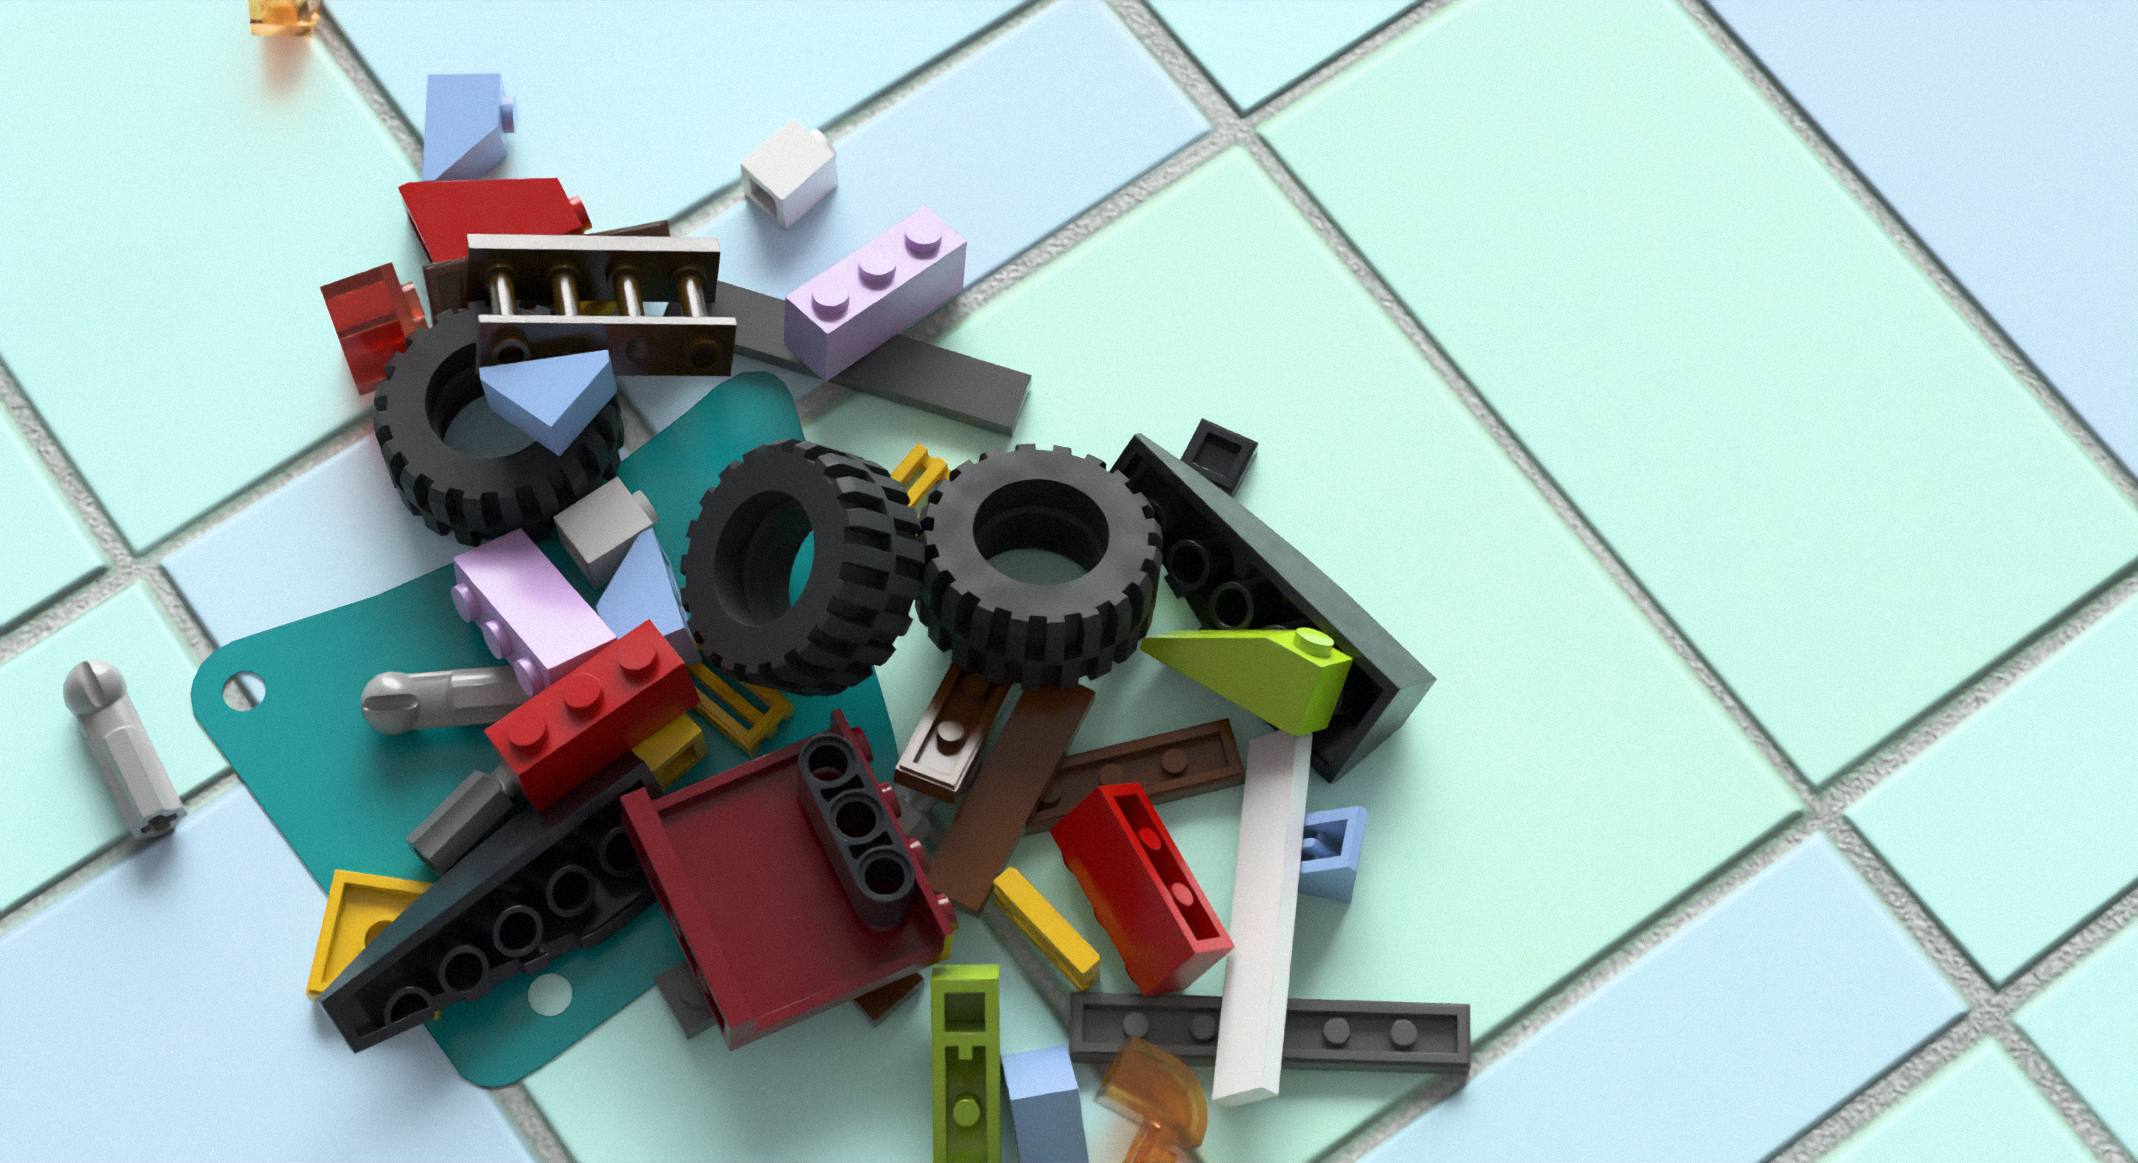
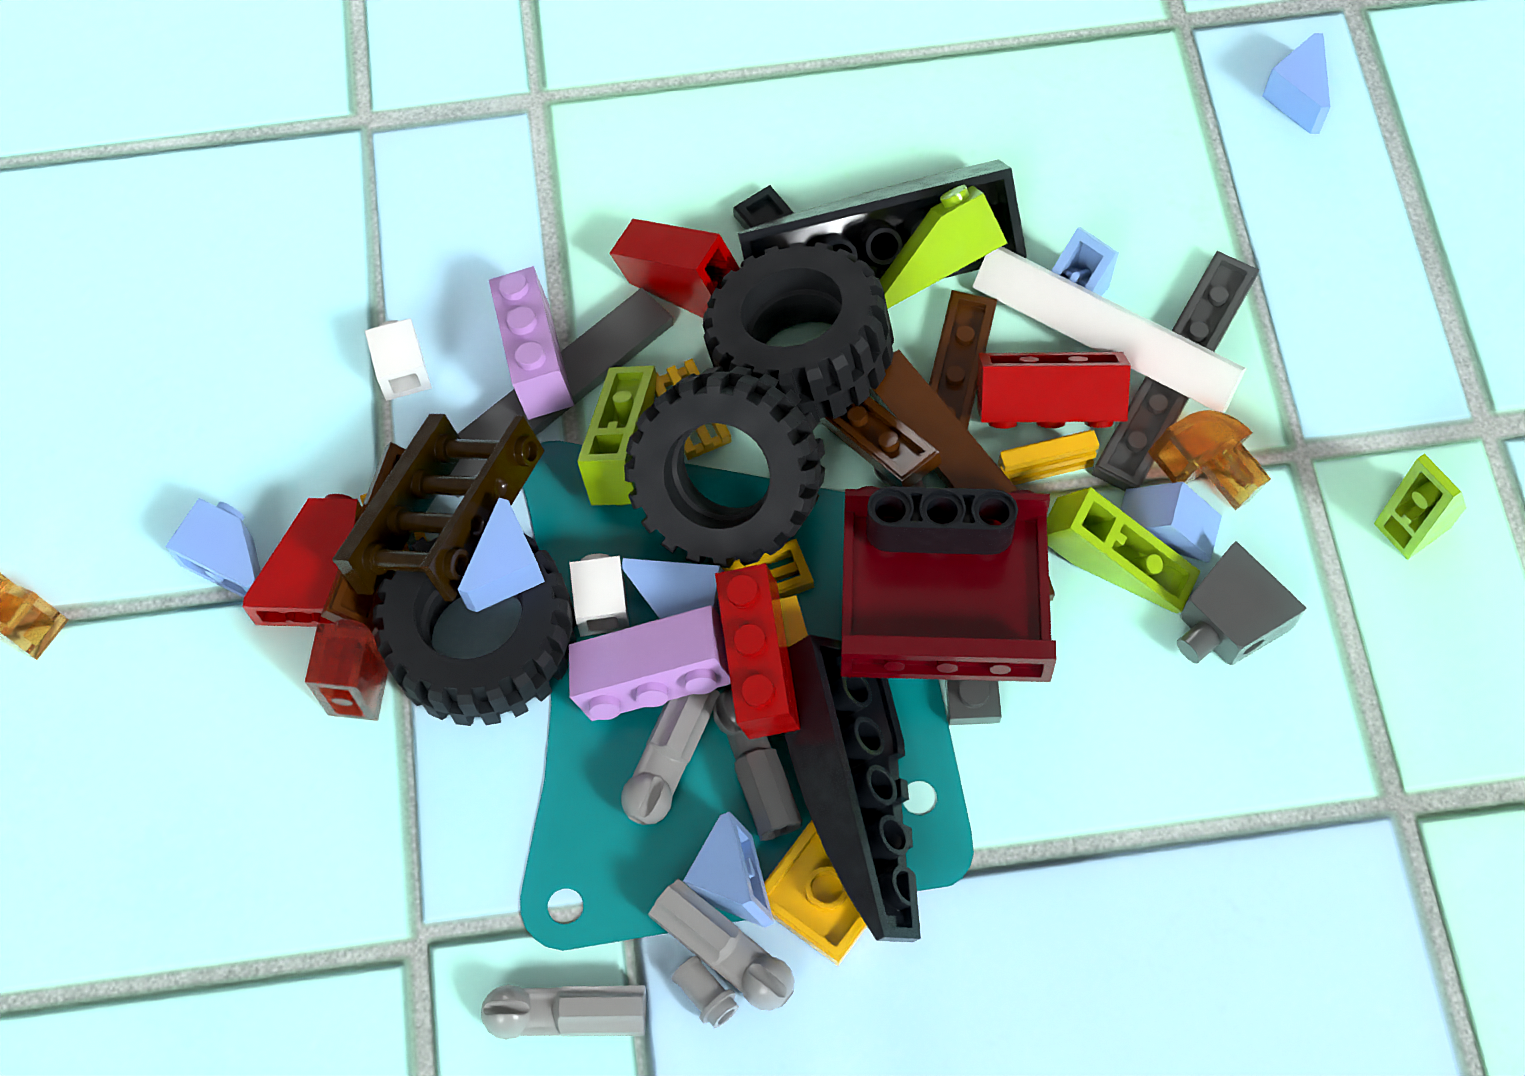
camera: 60 degrees left, 0 degrees up
(209, 875) = (705, 992): none -> light grey pin
(265, 865) = (723, 947): none -> light grey piece
(347, 830) = (730, 873): none -> light blue slope
(871, 429) = (603, 453): none -> lime slope
(1072, 382) = (673, 262): none -> red slope
(1797, 996) = (1301, 85): none -> light blue slope

